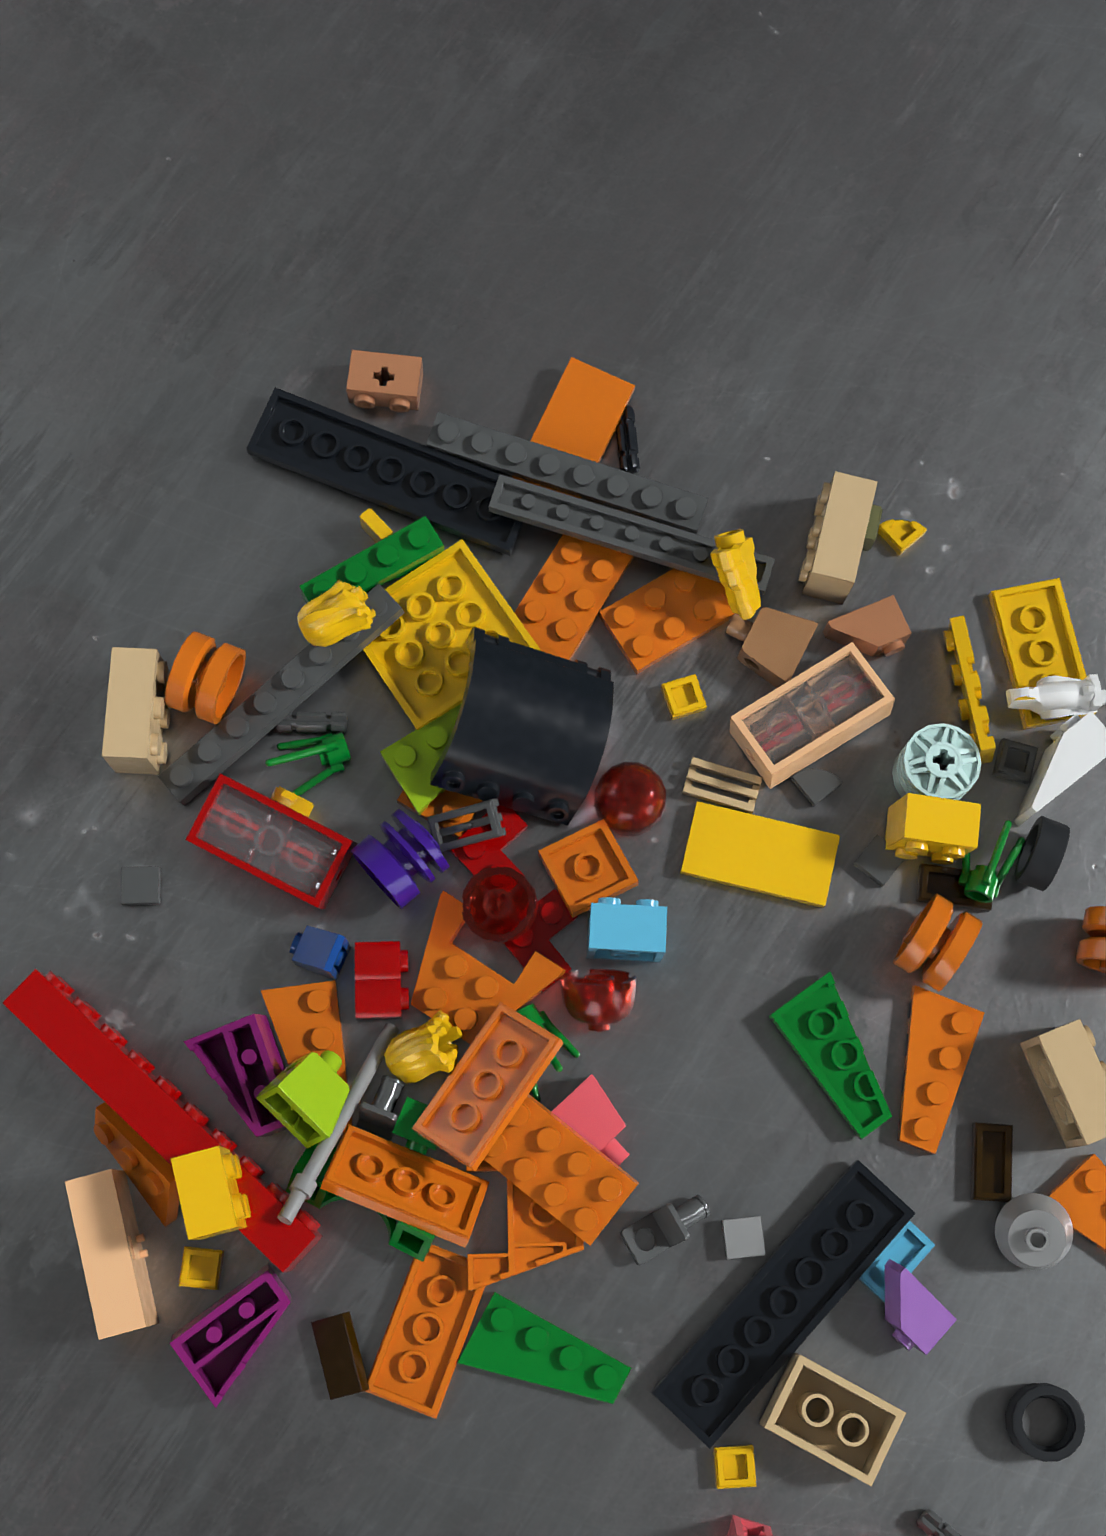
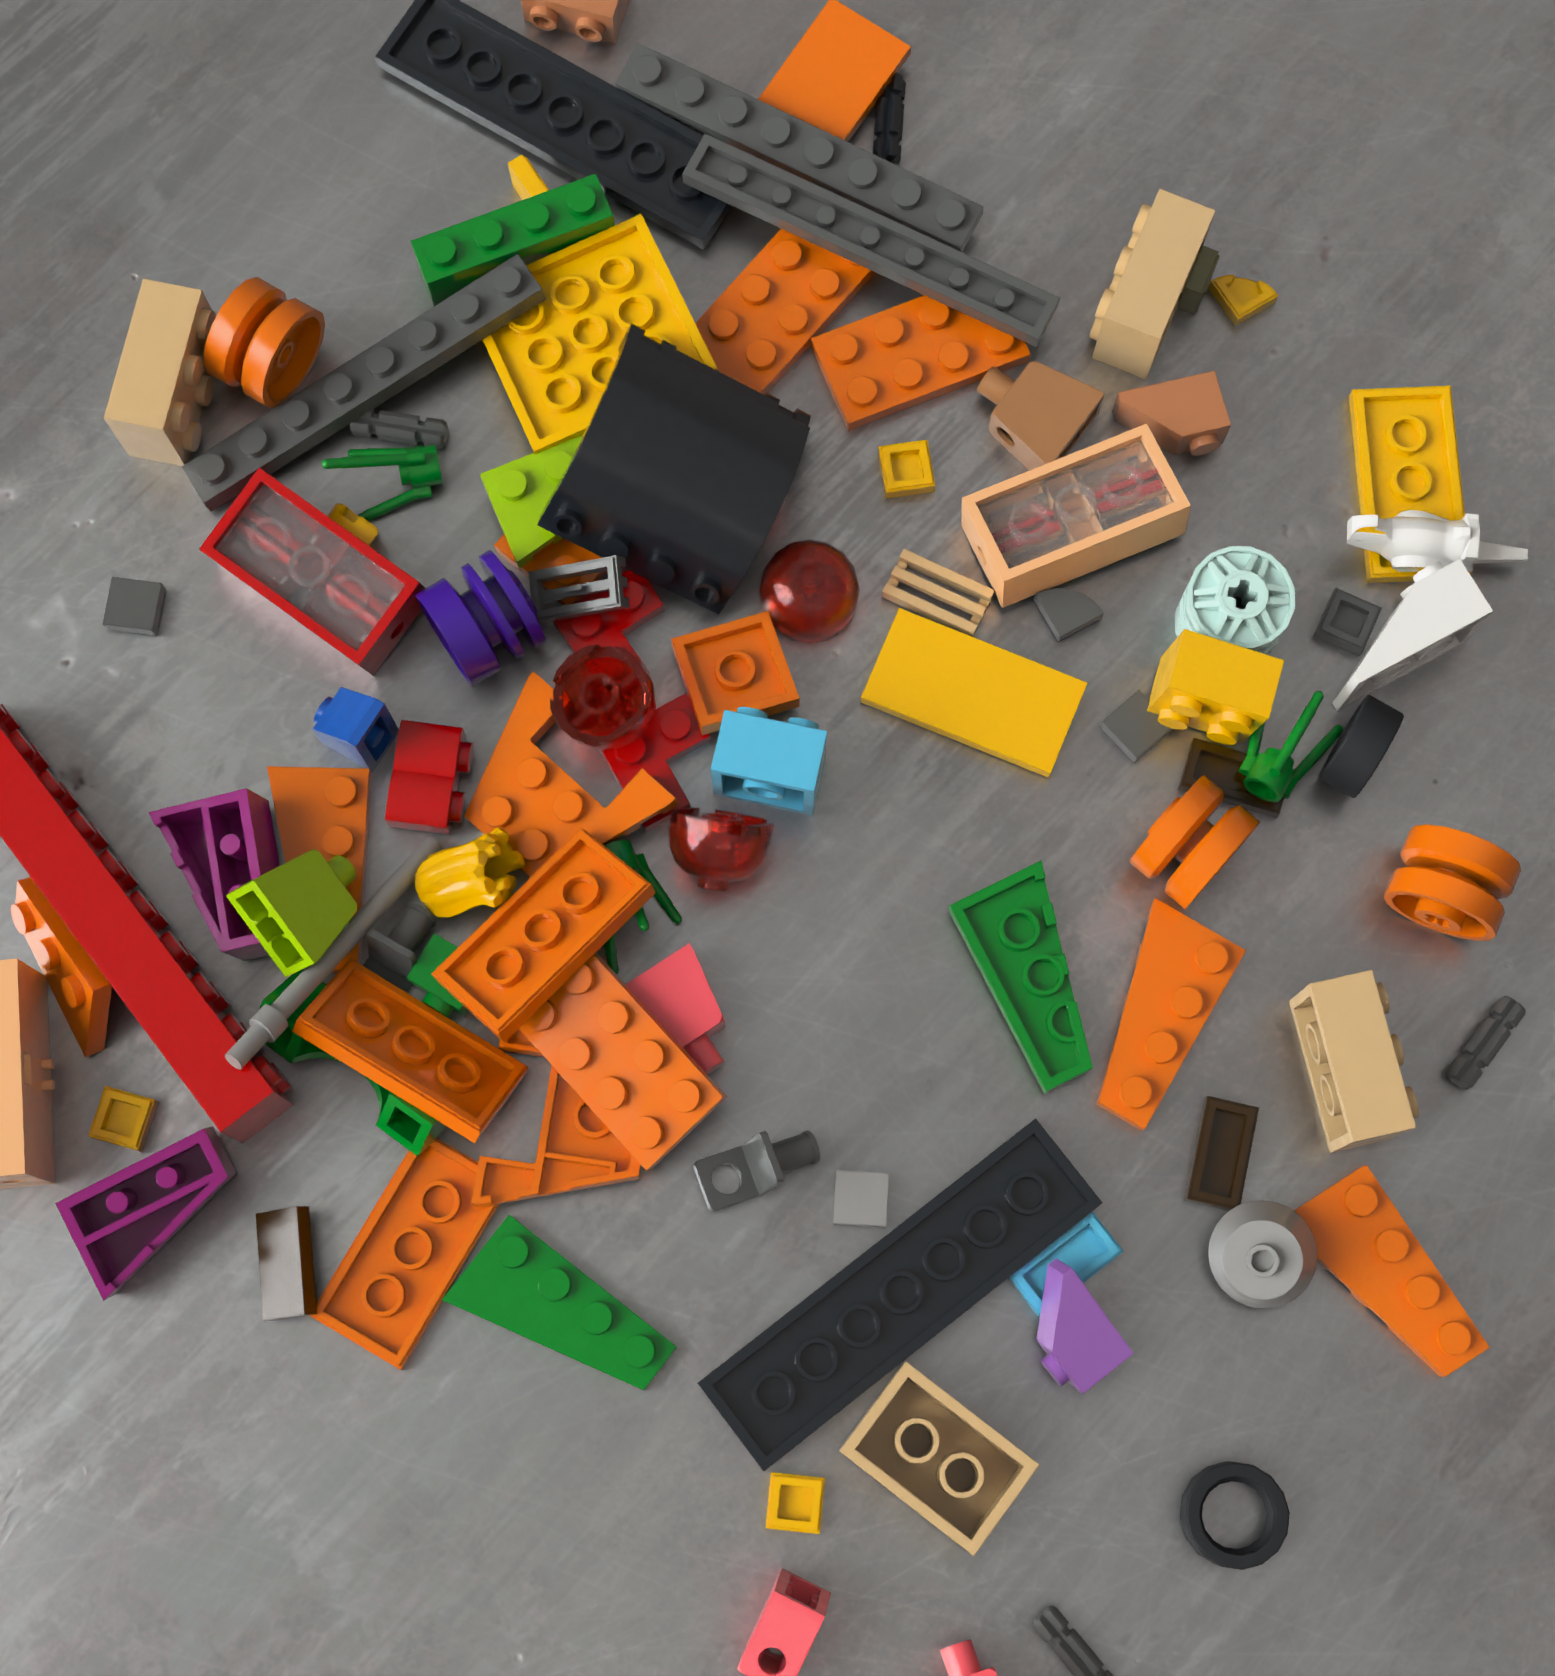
camera: 15 degrees right, 0 degrees up
(210, 1192) = (136, 1004): yellow brick -> none
(335, 615) = (448, 280): yellow piece -> none
(737, 571) = (1002, 303): yellow rock -> none
(970, 709) = (1297, 495): yellow wing -> none

